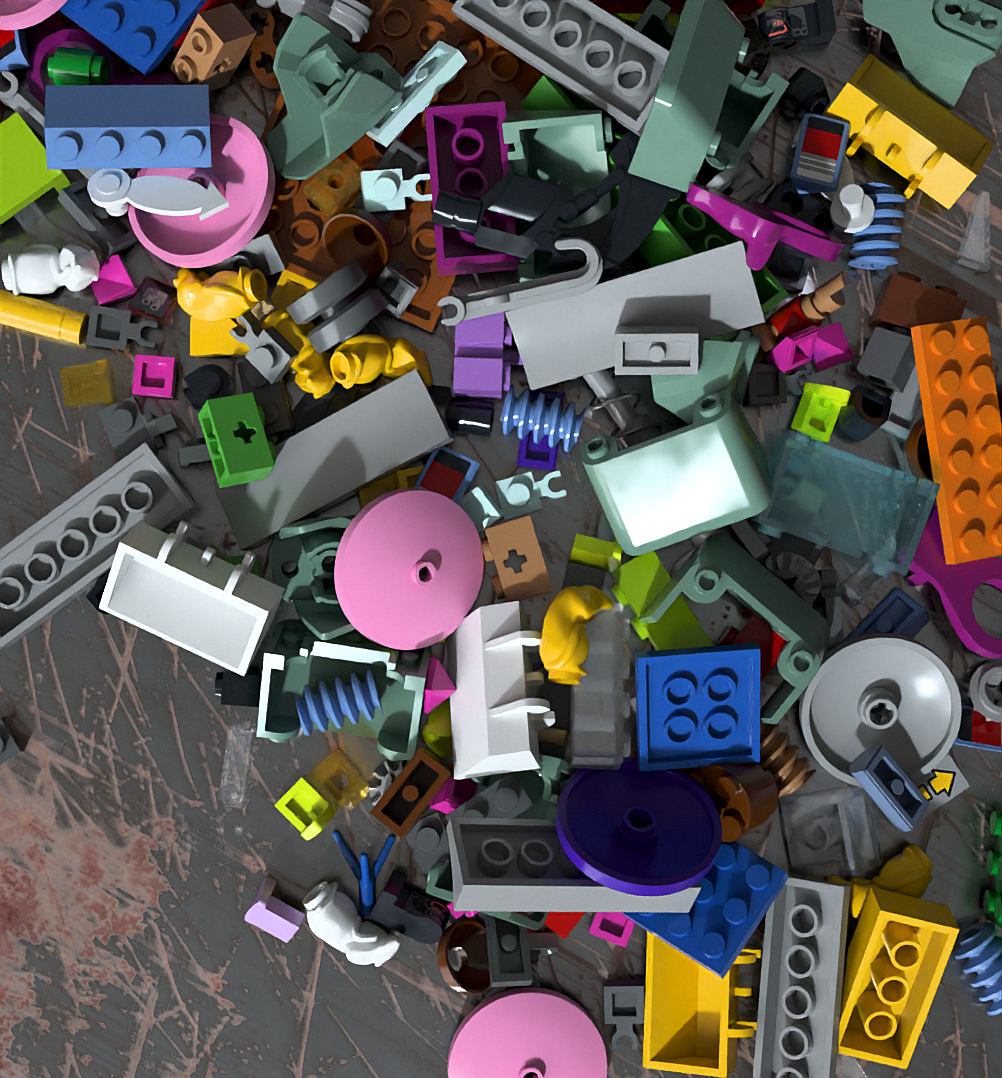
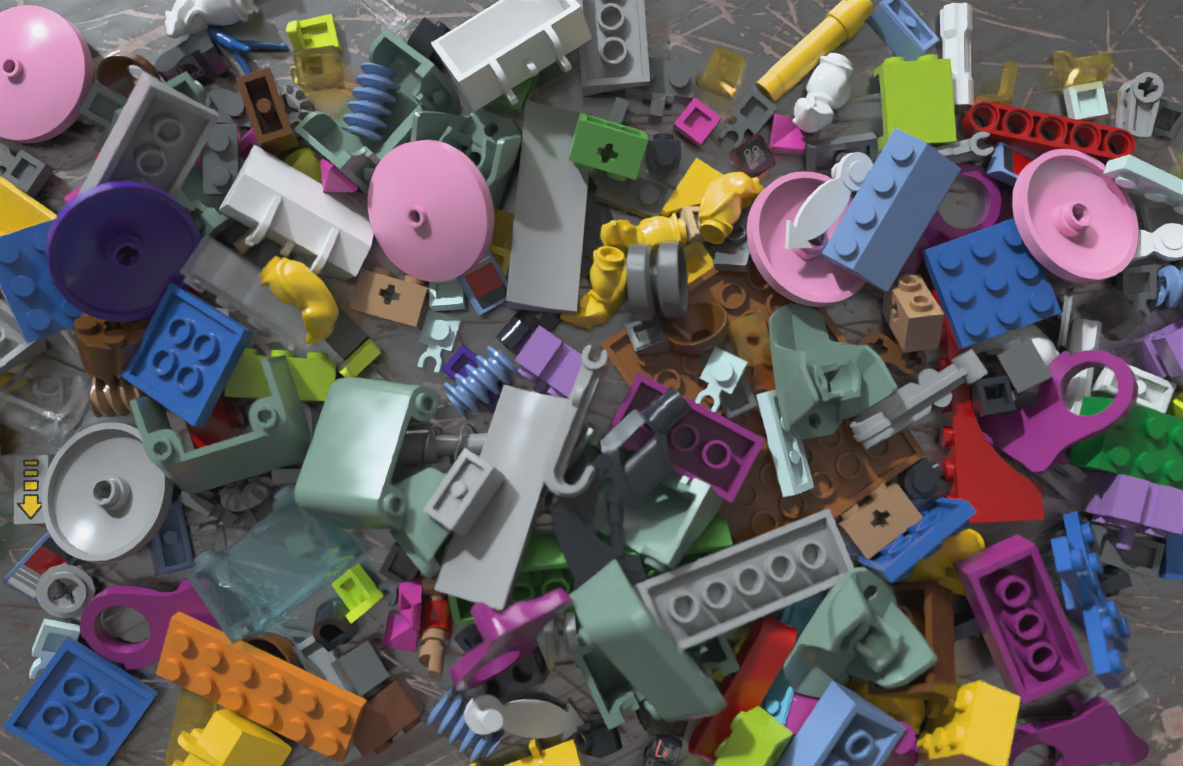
camera: 130 degrees right, 0 degrees up
(78, 67) = (960, 206): green brick -> none
(268, 348) = (661, 213): plate -> none
(819, 154) = (543, 718): slope -> none
(889, 787) = (46, 461): sand blue brick -> none

